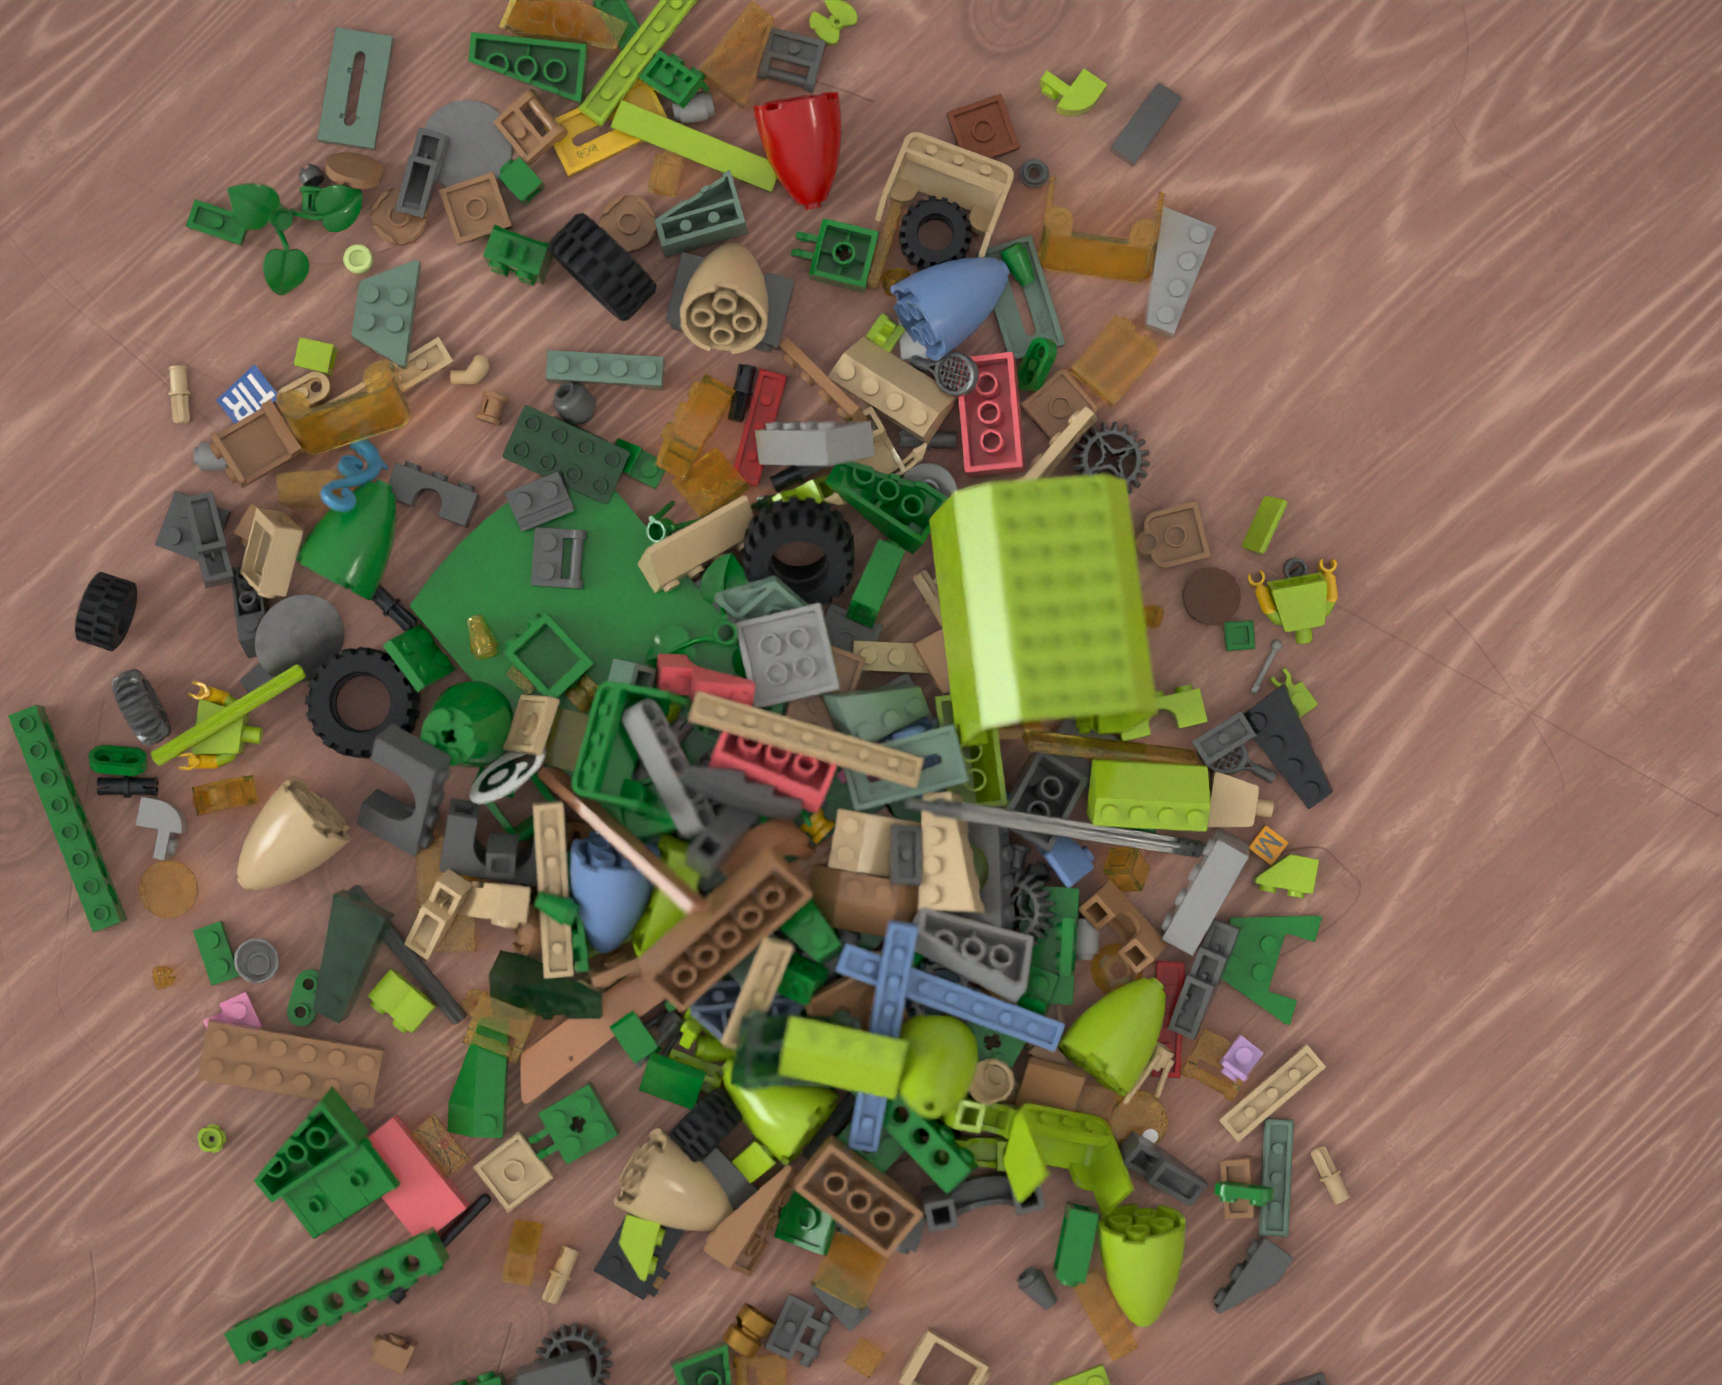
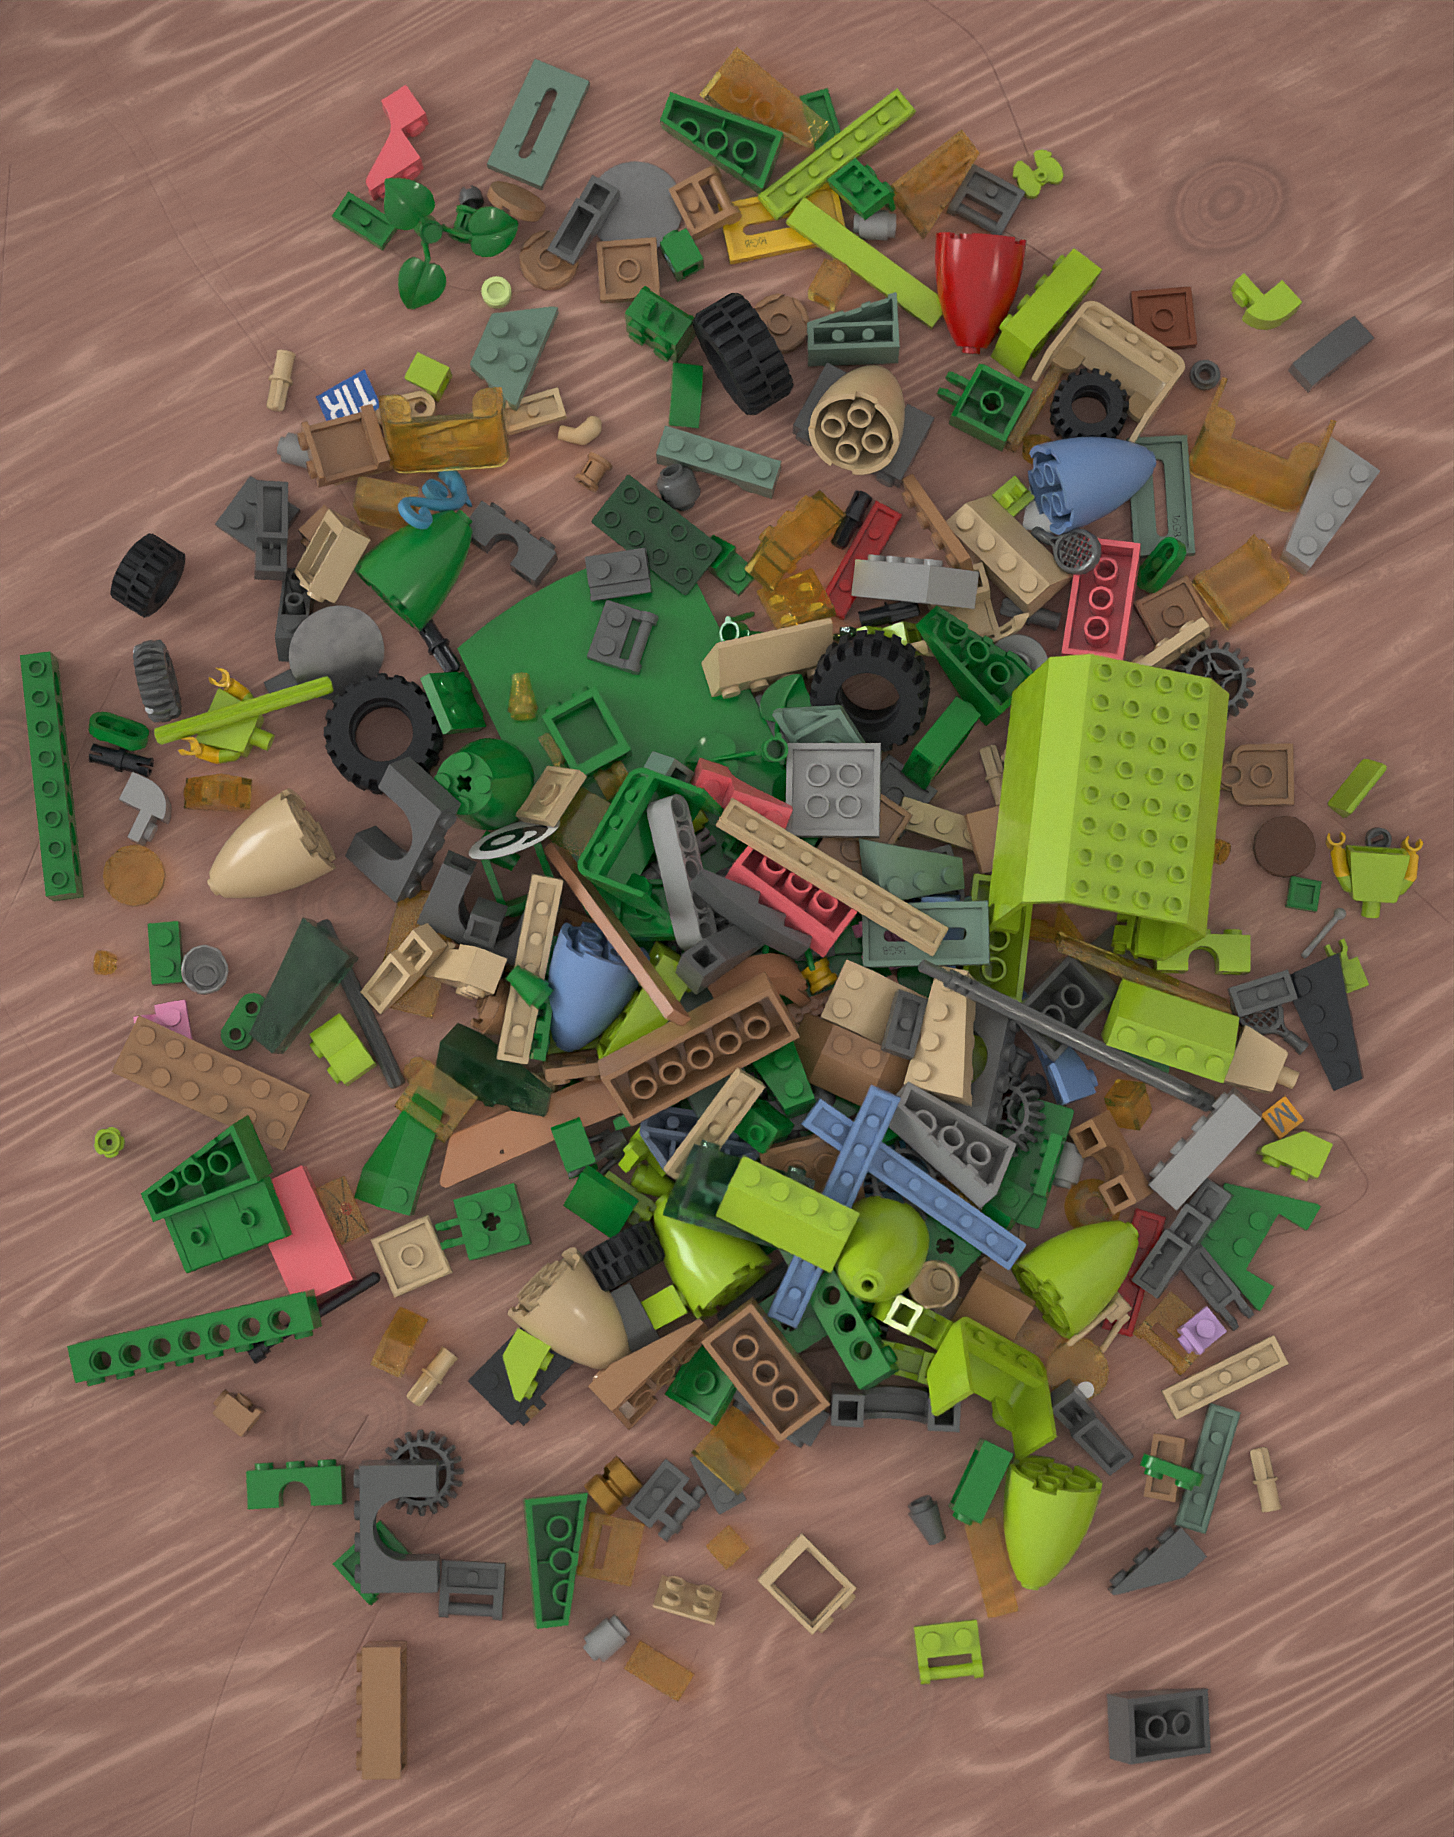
camera: 20 degrees right, 5 degrees down
(232, 155) = (398, 156): none -> coral arch
(559, 314) = (685, 395): none -> green slope
(871, 151) = (1044, 311): none -> lime wedge
(1018, 263) = (1167, 459): green cone -> none
(1243, 1013) = (1214, 1286): none -> dark grey hinge

